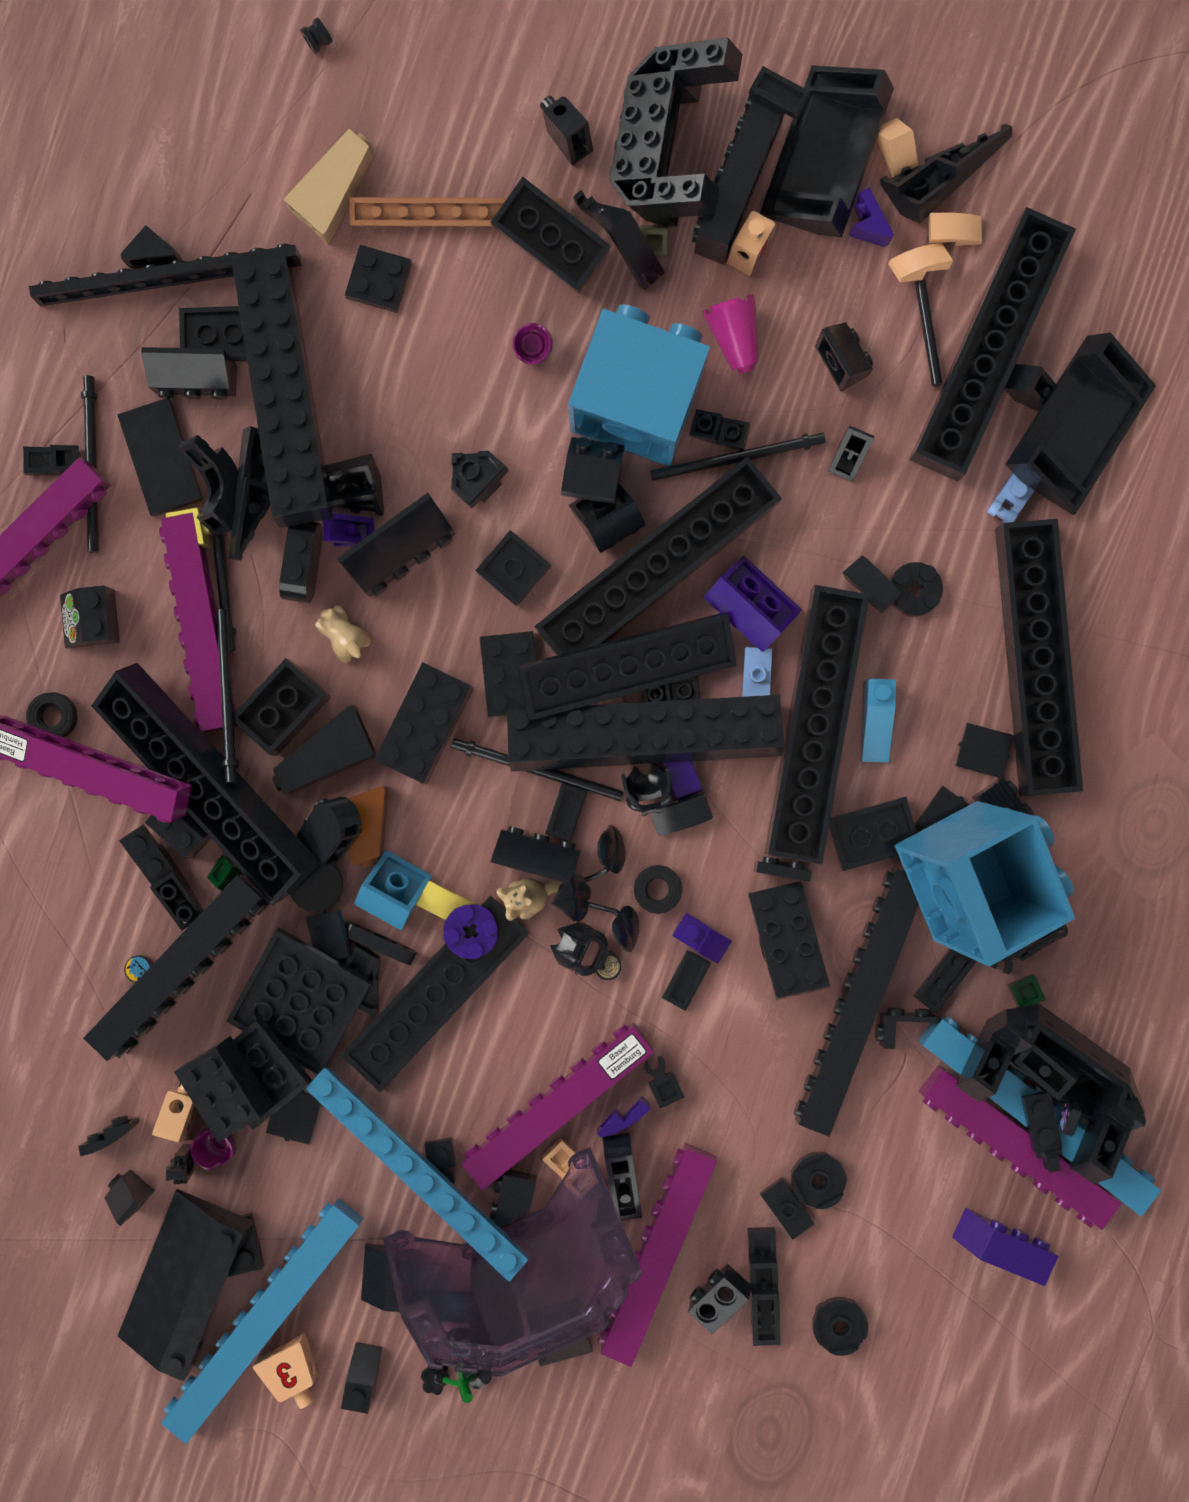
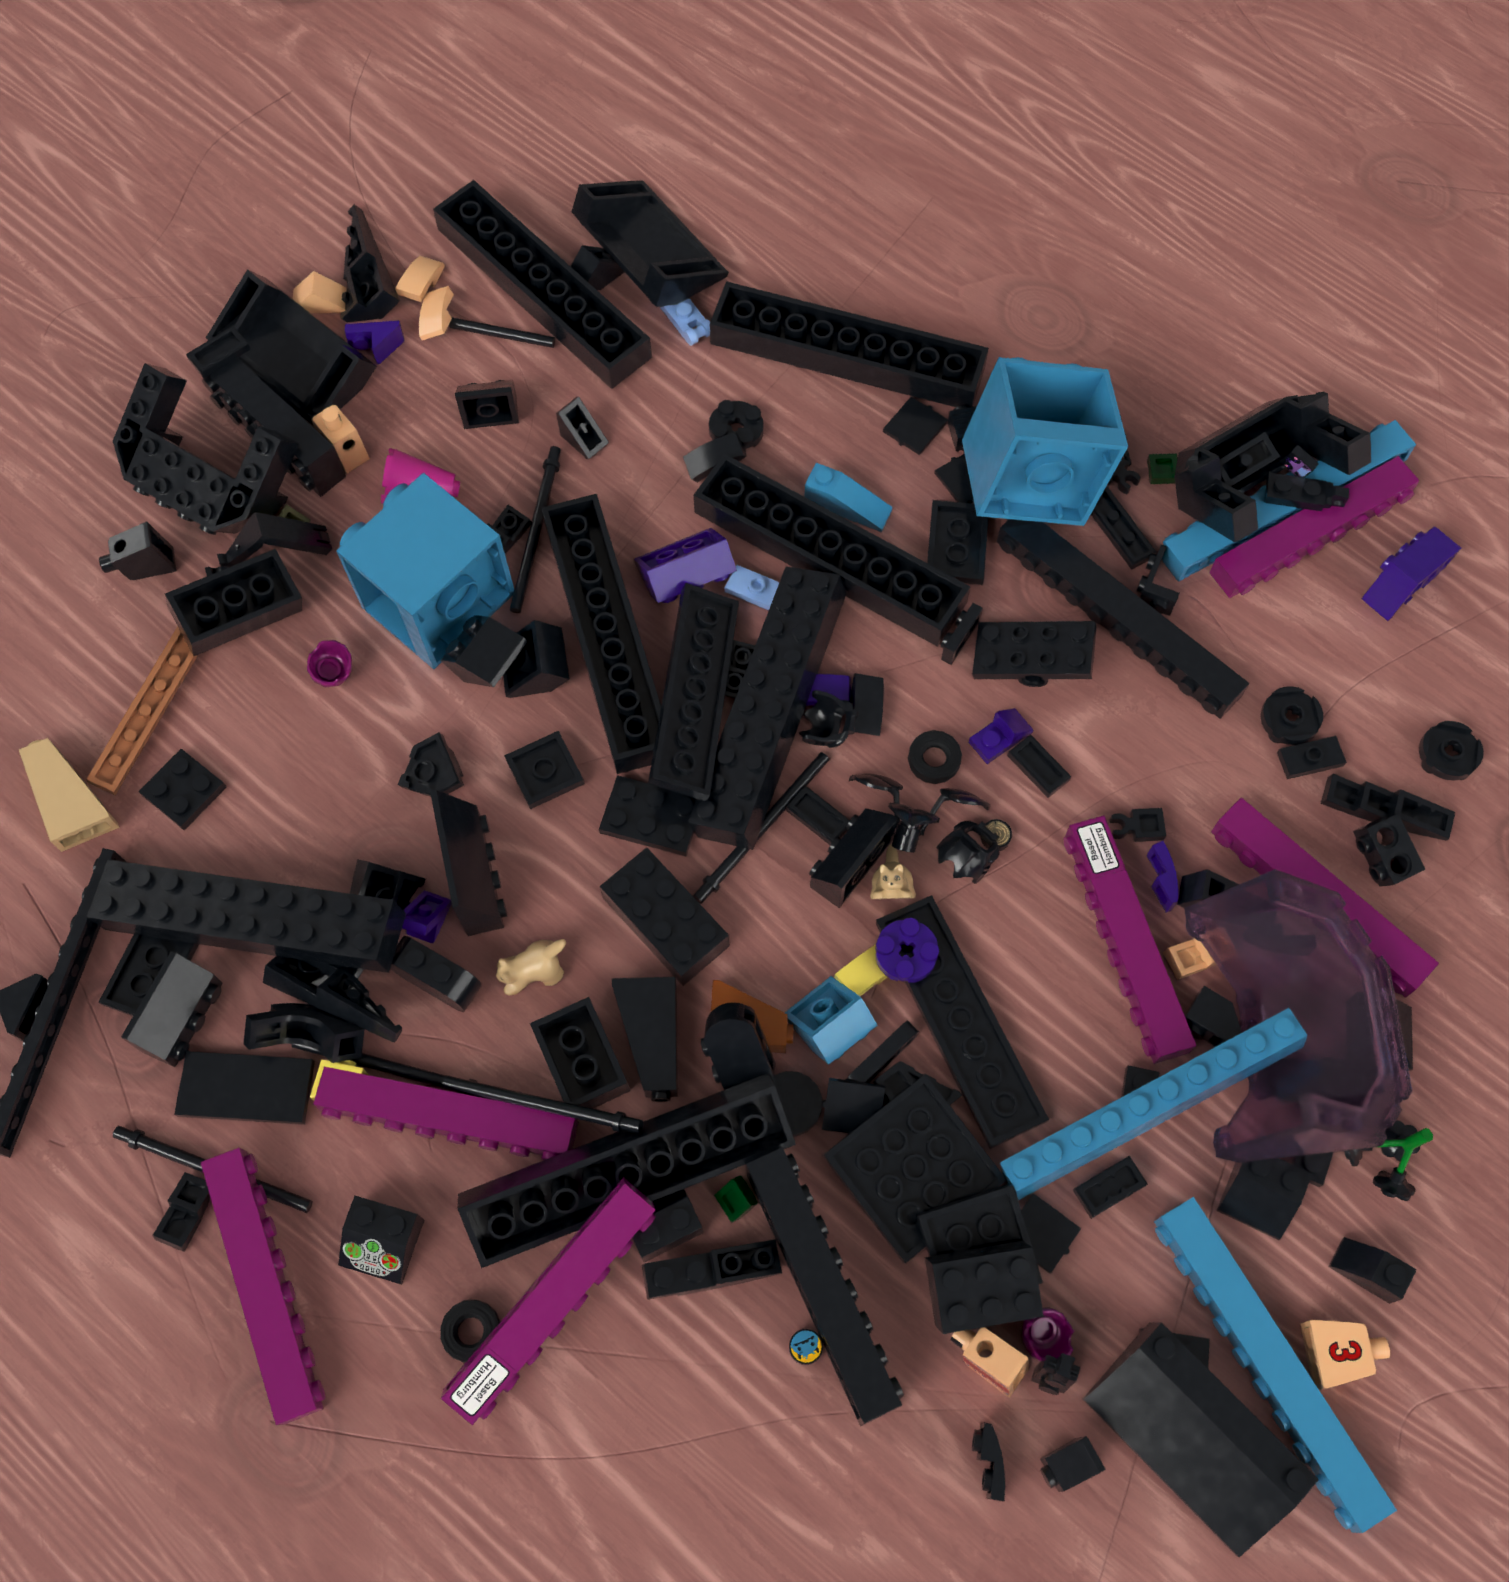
camera: 75 degrees left, 20 degrees down
(347, 1157) = (1110, 1187): none -> black plate

